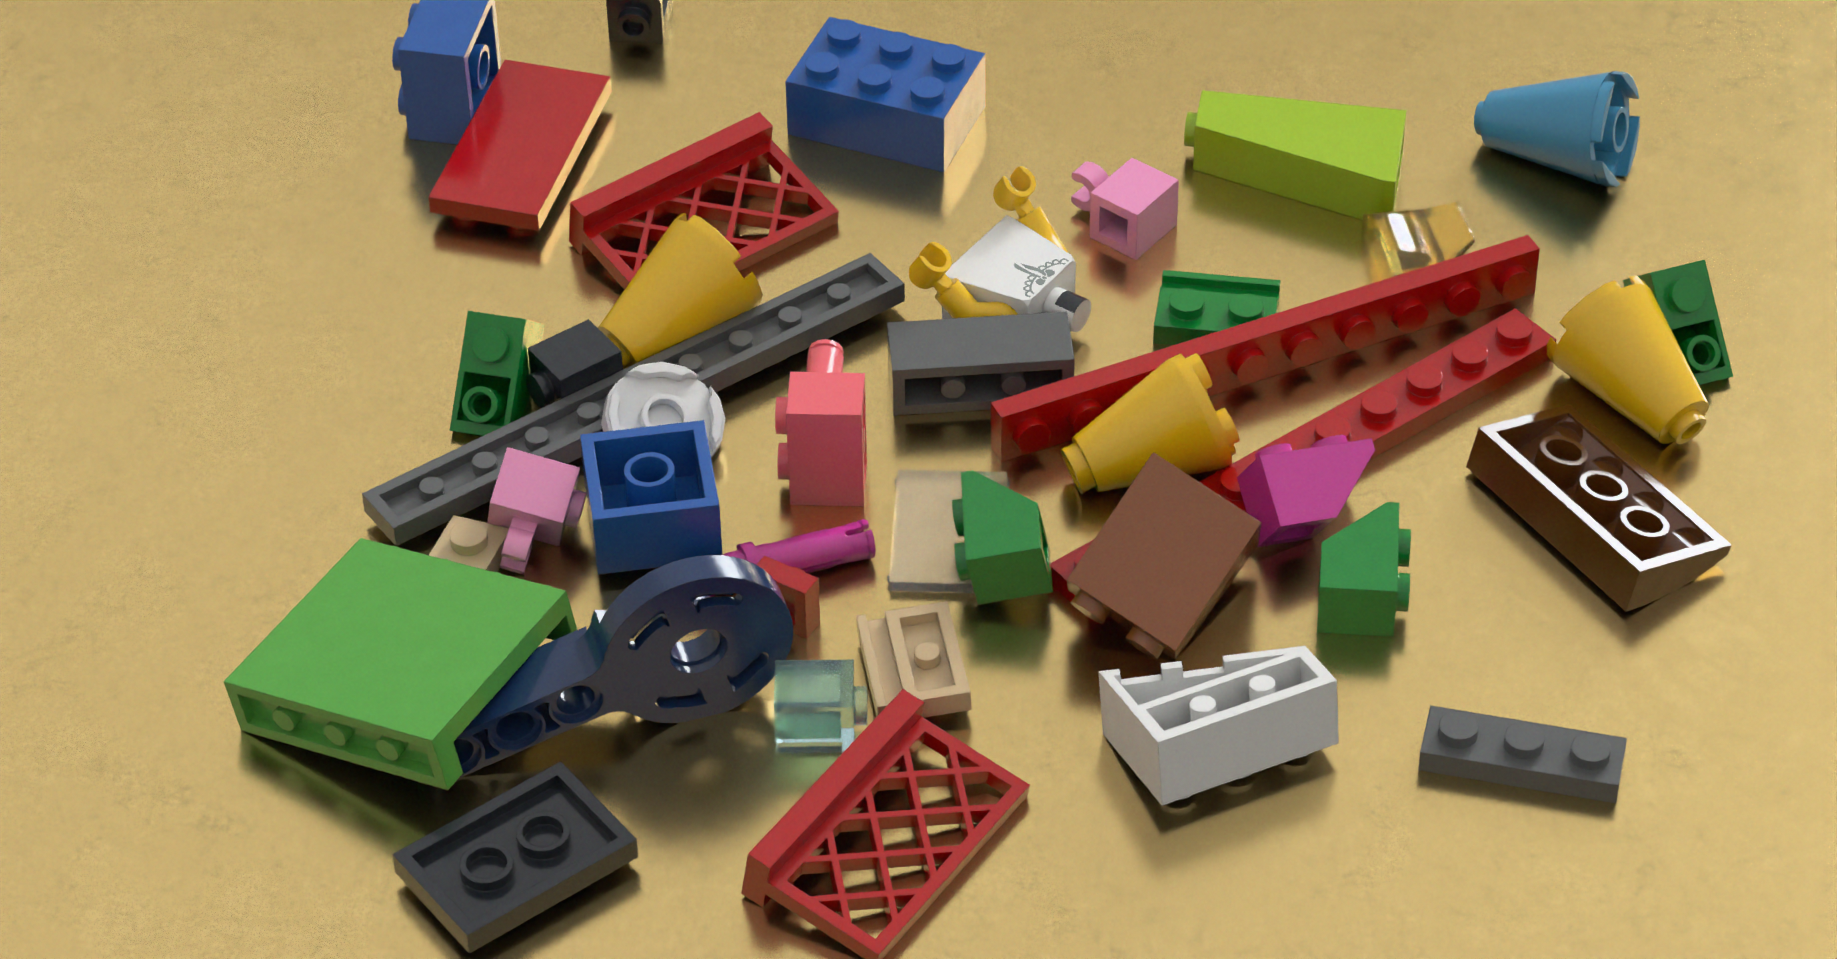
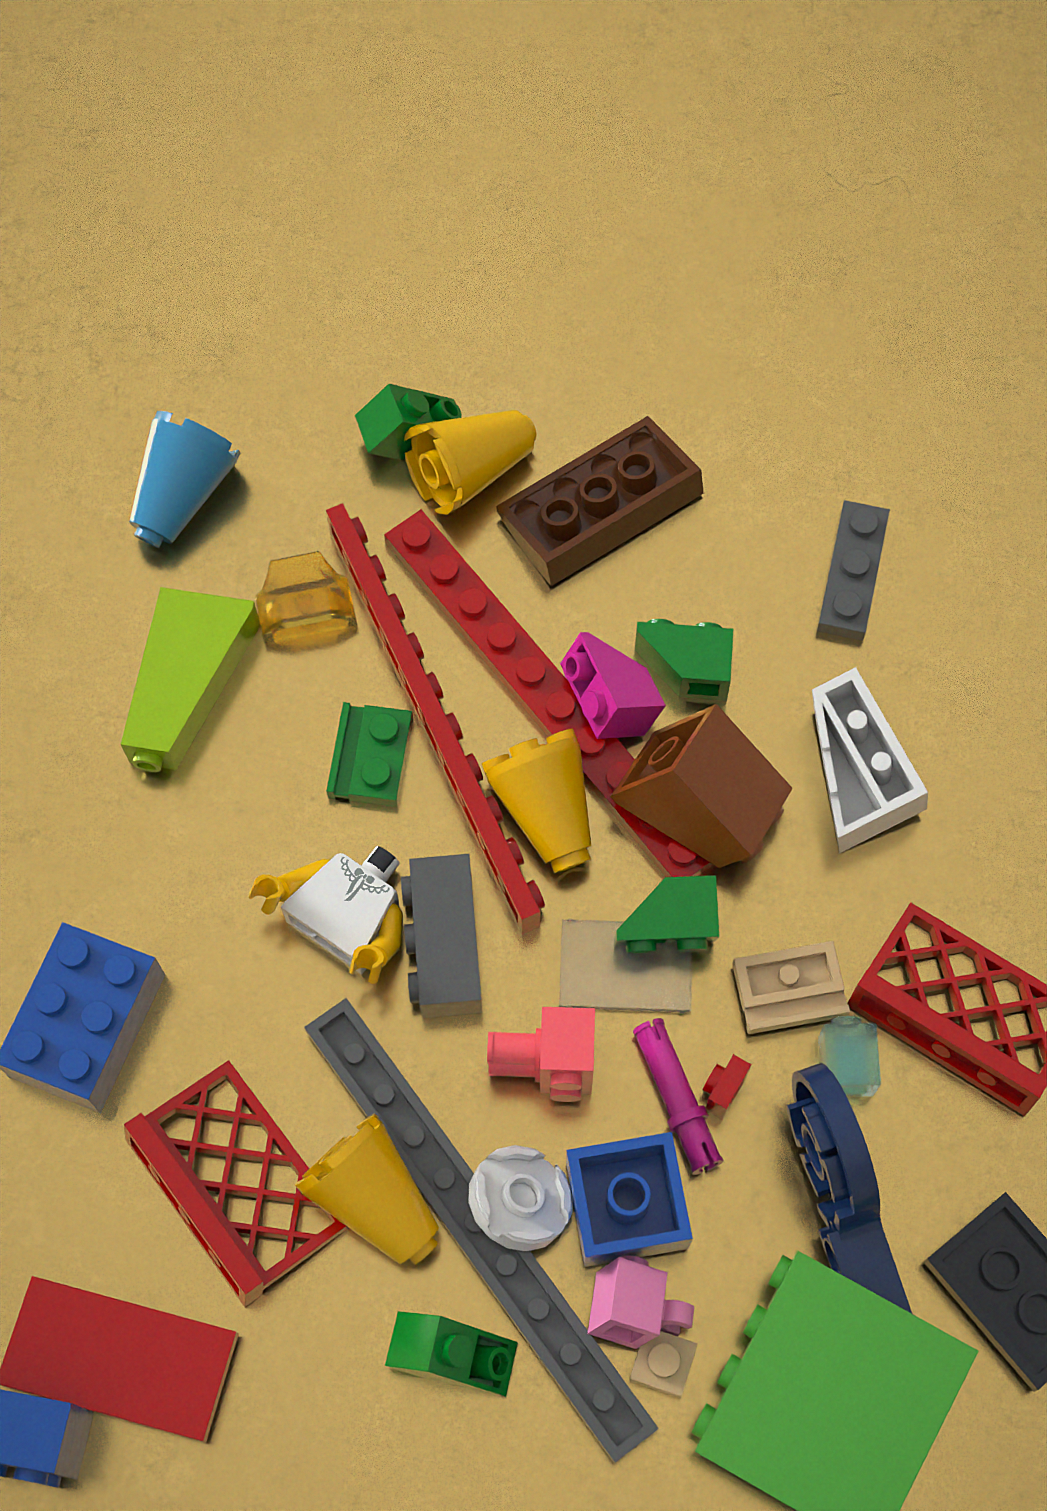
camera: 90 degrees left, 25 degrees up
(570, 363) = (452, 1281): black brick -> none
(1129, 207) = (246, 814): bright pink brick -> none

